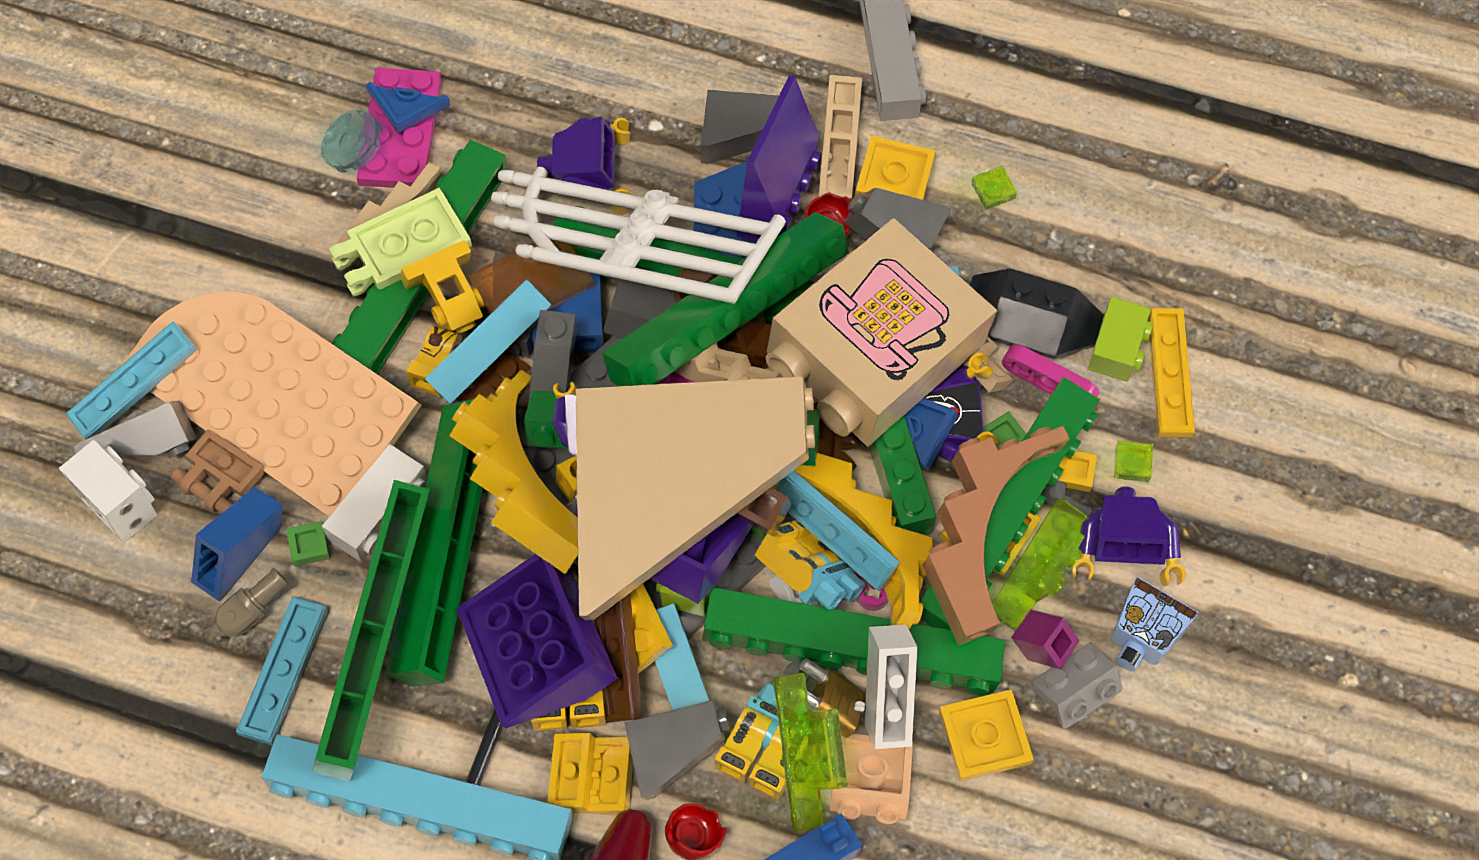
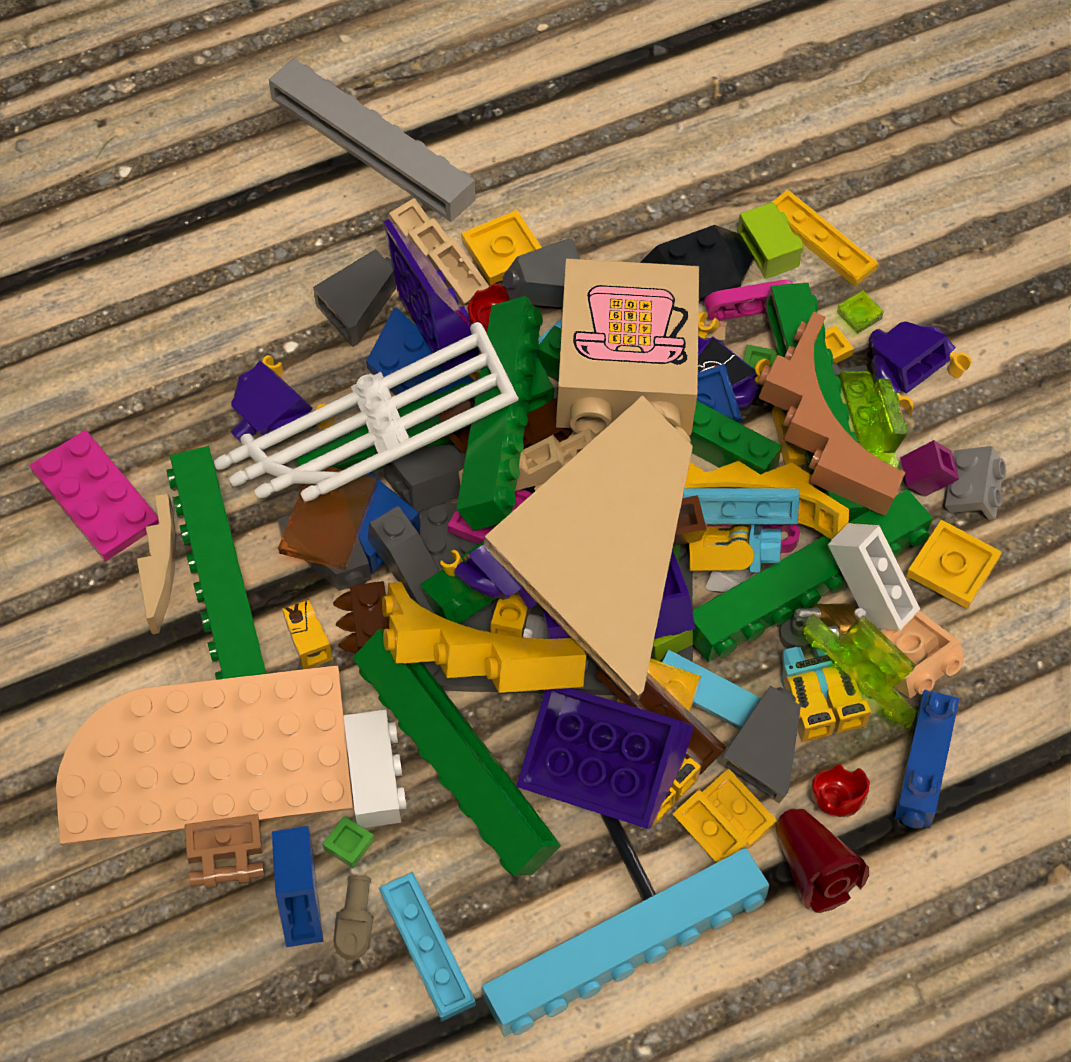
camera: 40 degrees left, 5 degrees down
(110, 489) = (159, 930): white piece -> none
(131, 381) = (85, 840): medium azure tile -> none
(151, 433) = (142, 865): slope -> none
(351, 140) = (70, 530): clear light blue tile -> none
(370, 632) = (483, 848): green brick -> none
(398, 240) = (198, 566): yellowish green tile -> none
(406, 106) = (88, 472): blue tile -> none
(460, 311) = (251, 566): yellow tile -> none
(487, 341) = (345, 581): medium azure tile -> none
(994, 187) = (581, 205): clear neon green plate -> none
(1149, 625) = (979, 406): torso -> none

